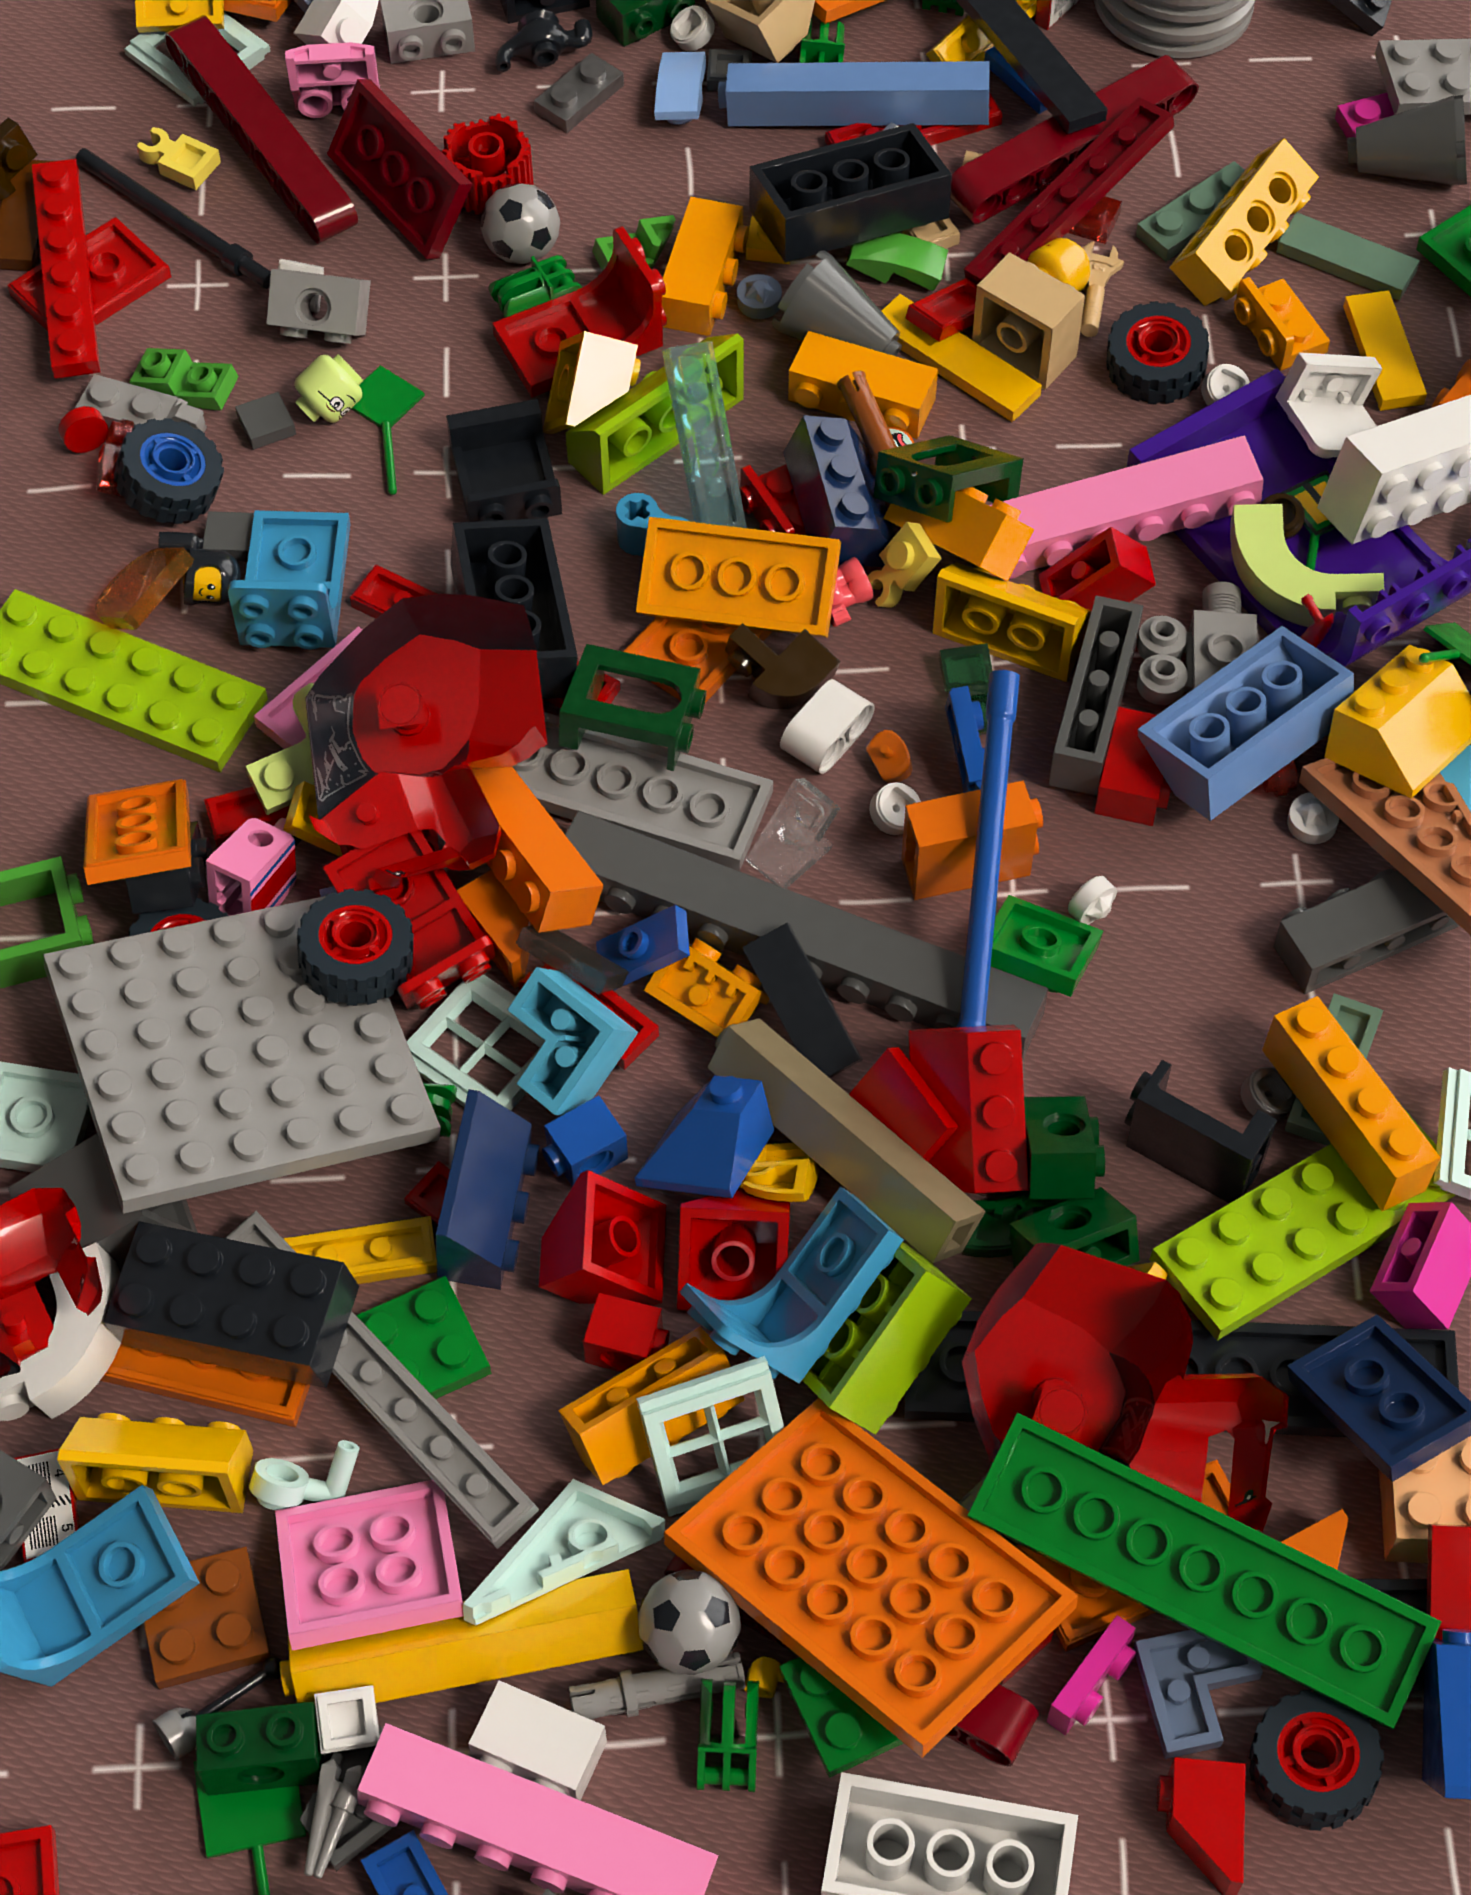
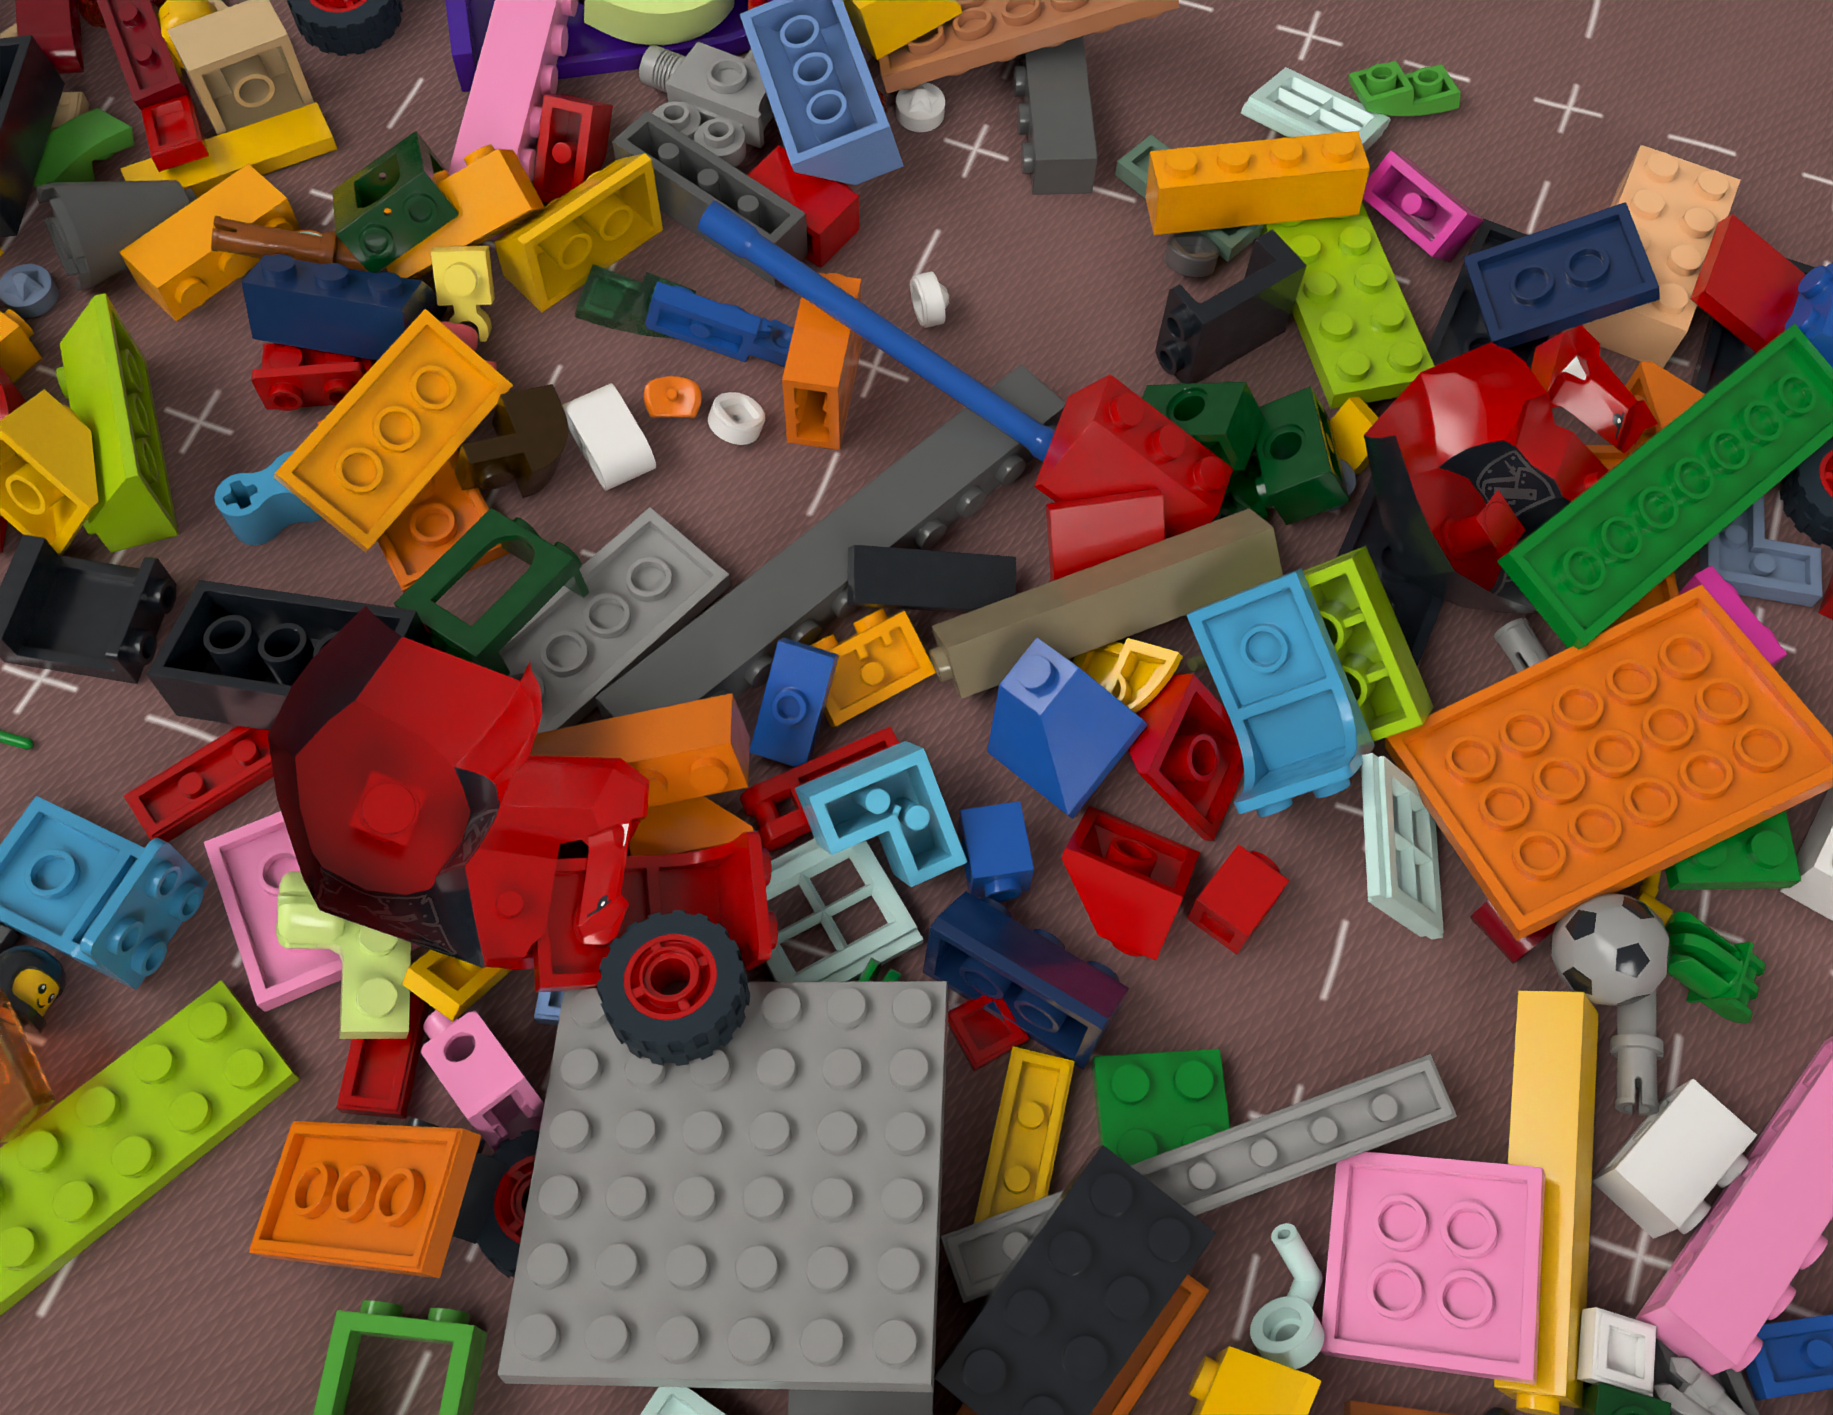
camera: 70 degrees left, 5 degrees up
(569, 1540) = (1462, 1026): light aqua wing -> none
(573, 959) = (785, 771): clear smoke tile -> none
(608, 1421) = (1328, 876): light orange brick -> none
(704, 434) = (195, 384): clear light blue plate -> none
(794, 834) = (726, 511): clear slope -> none
(1042, 945) = (976, 345): green plate -> none

